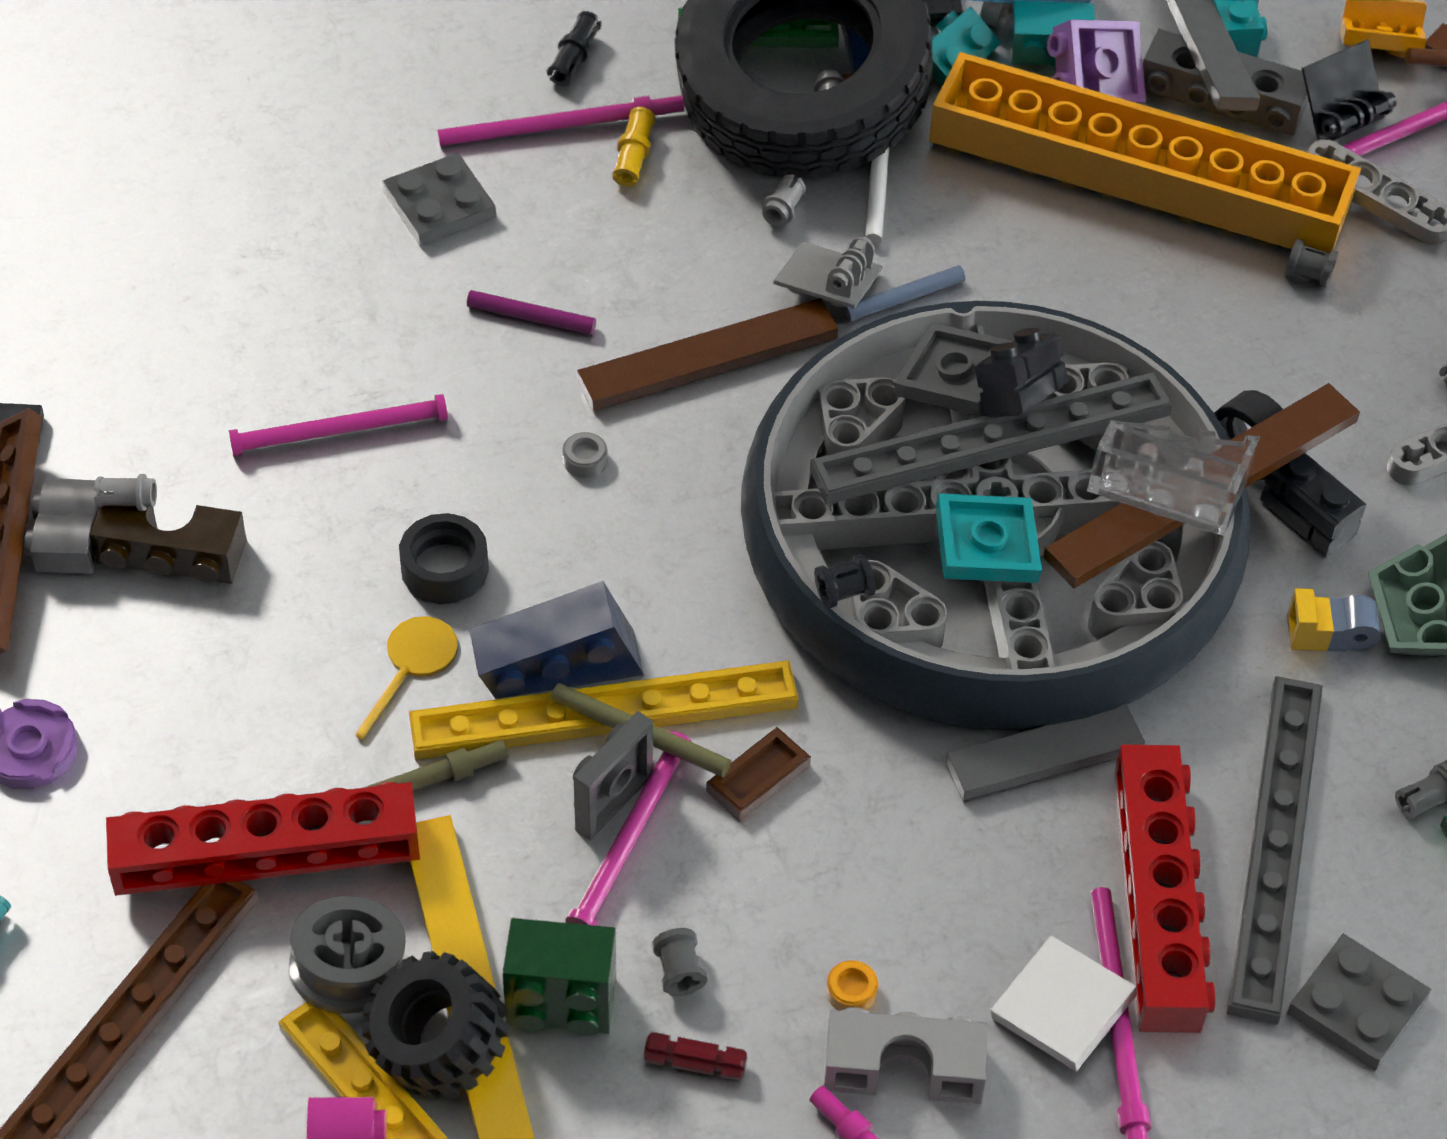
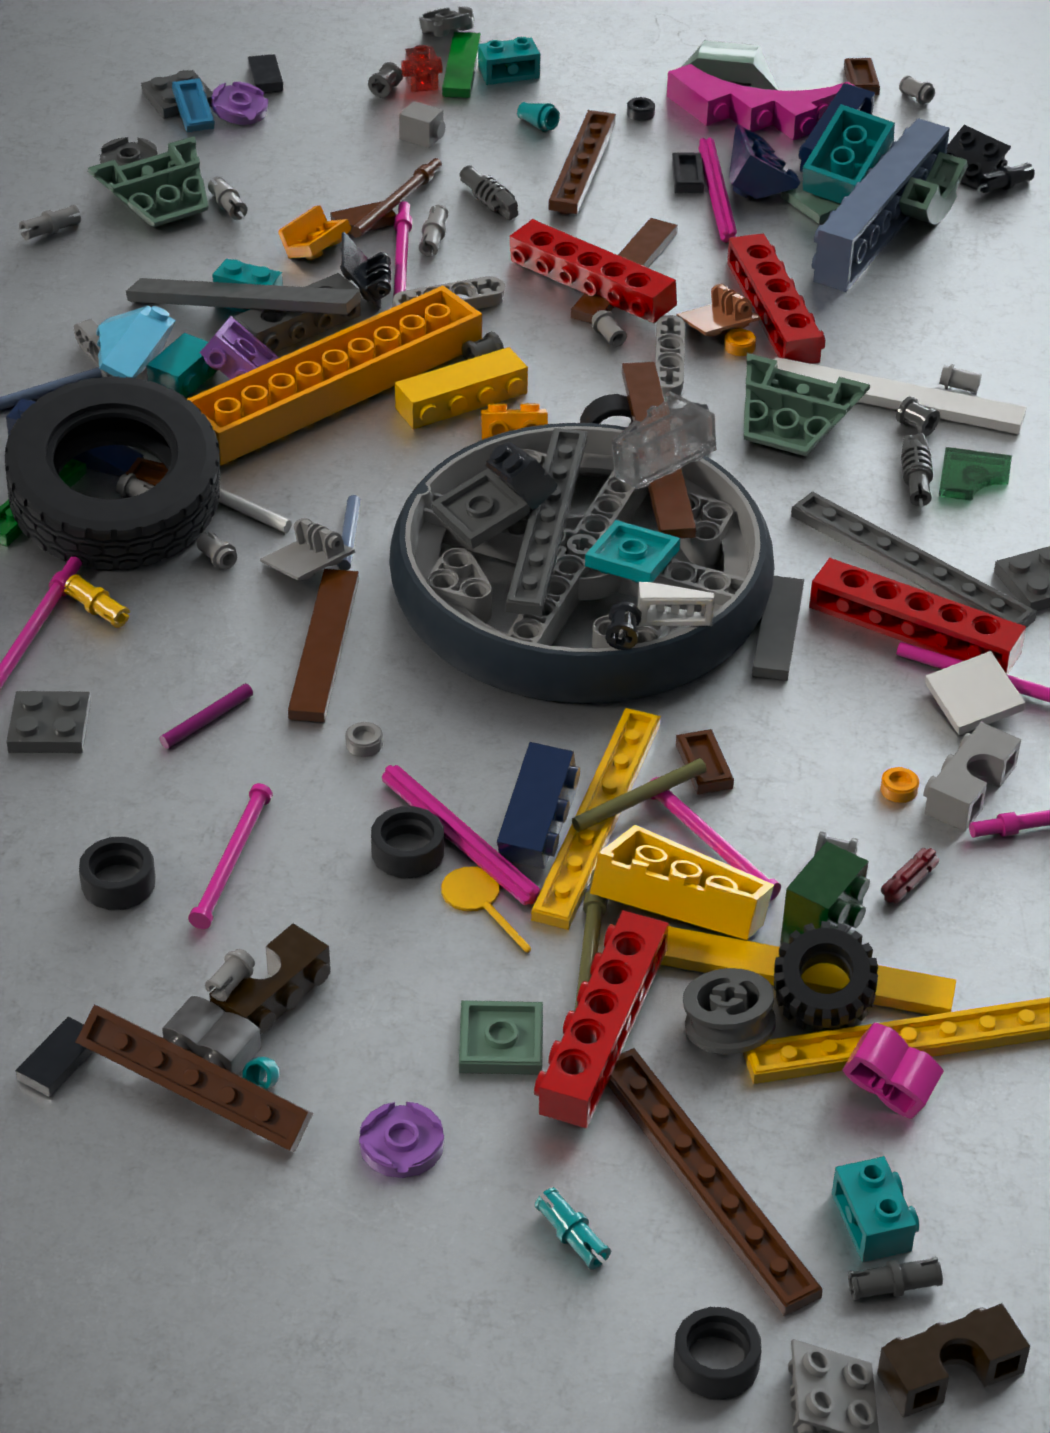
camera: 60 degrees left, 10 degrees down
(50, 589) = (258, 1069): none -> teal hinge
(215, 762) = (501, 1037): none -> sand green tile
(252, 324) = (117, 852): none -> black tyre
(488, 598) = (463, 836): none -> dark pink axle
(507, 818) = (680, 884): none -> yellow wedge
(612, 774) = (675, 808): dark grey plate -> none
(906, 608) = (654, 597): none -> white slope
(1202, 349) = (500, 419): none -> light orange bracket
(1223, 274) = (461, 387): none -> yellow brick
(1332, 622) = (772, 463): leg -> none

